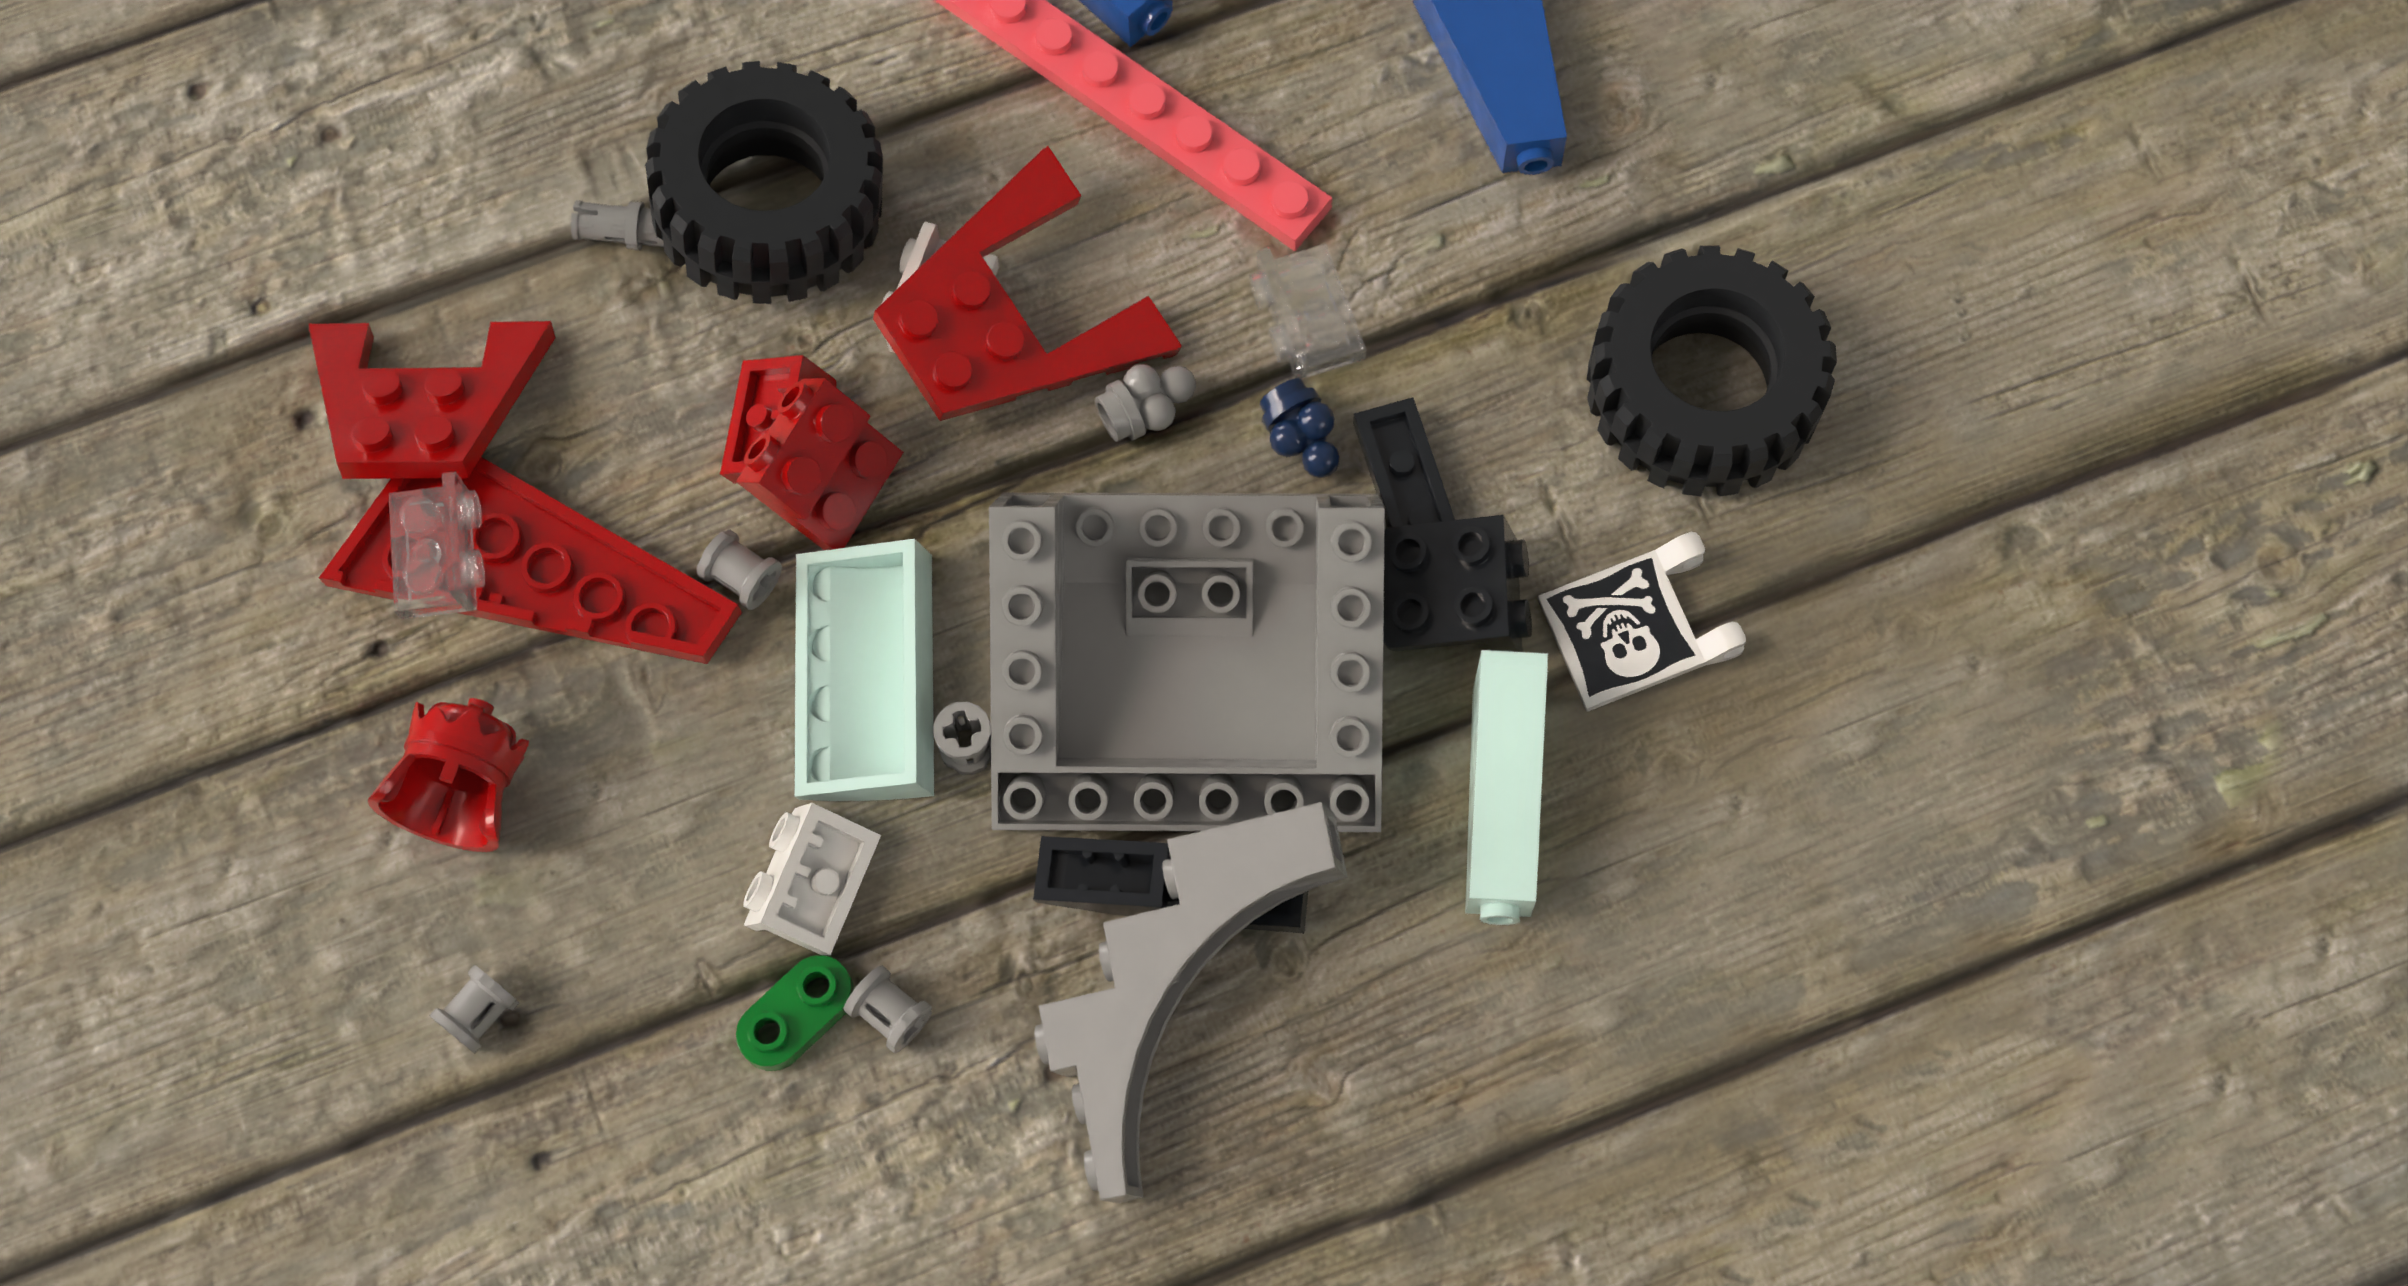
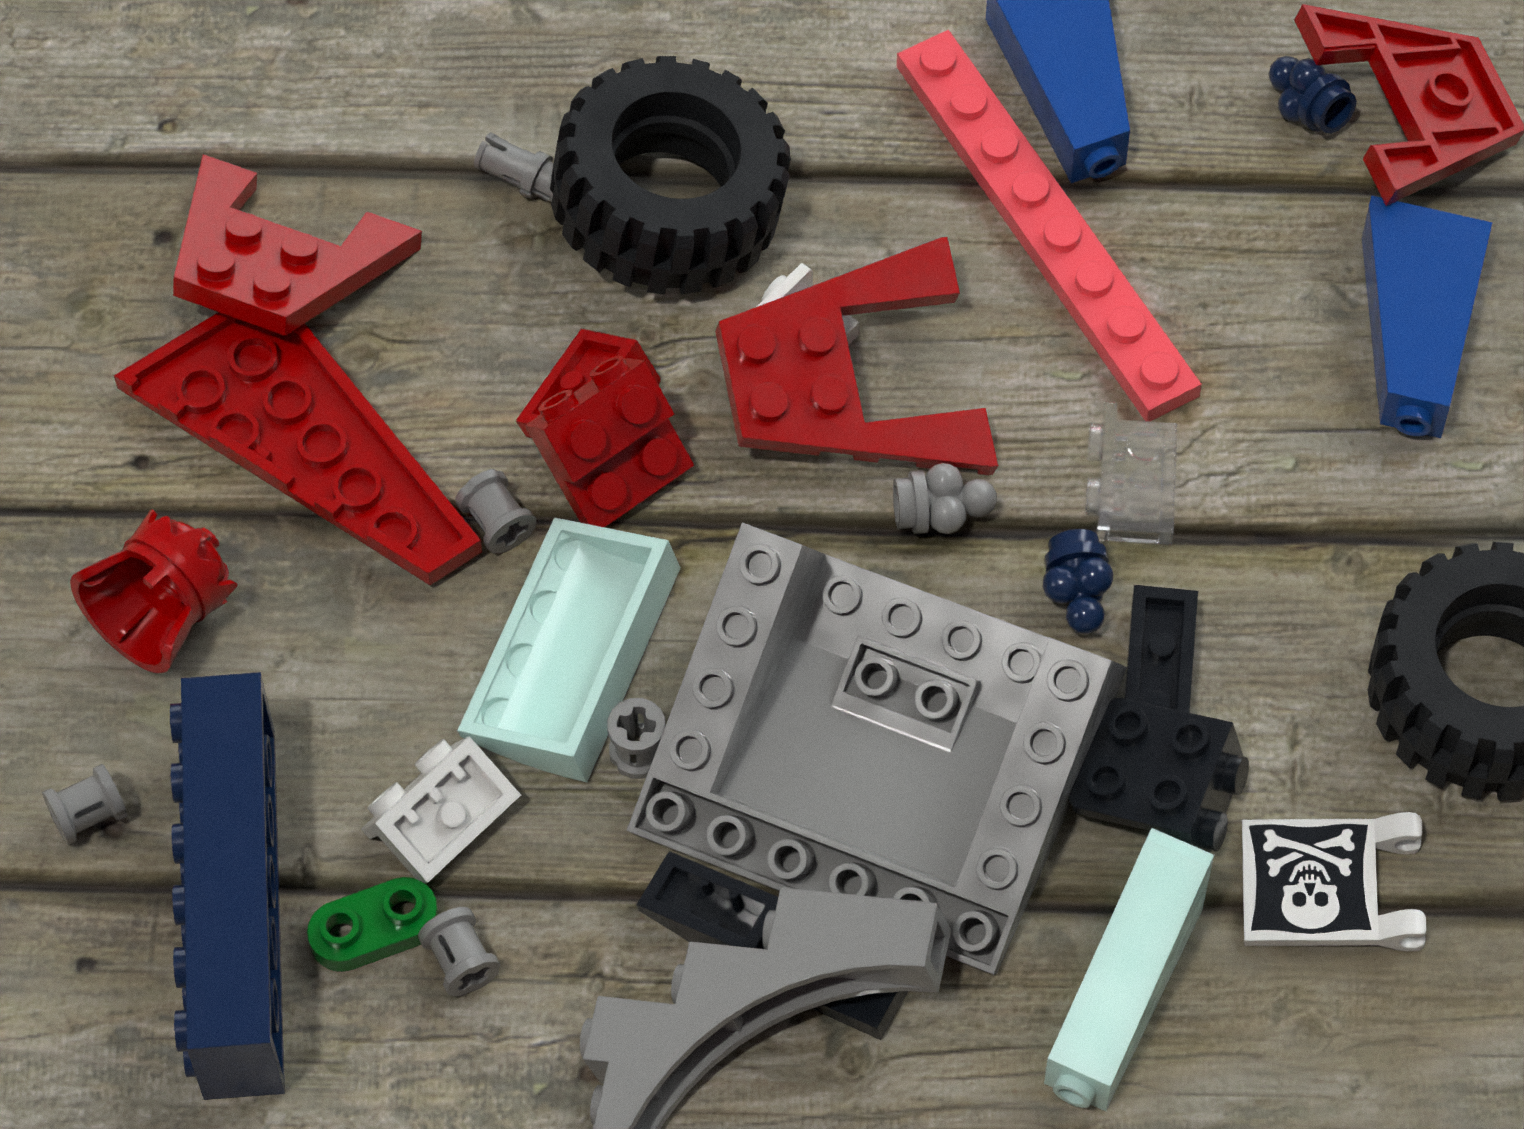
camera: 20 degrees right, 10 degrees down
(434, 549) = (228, 388): clear bracket -> none
(650, 1038) = (227, 888): none -> dark blue brick

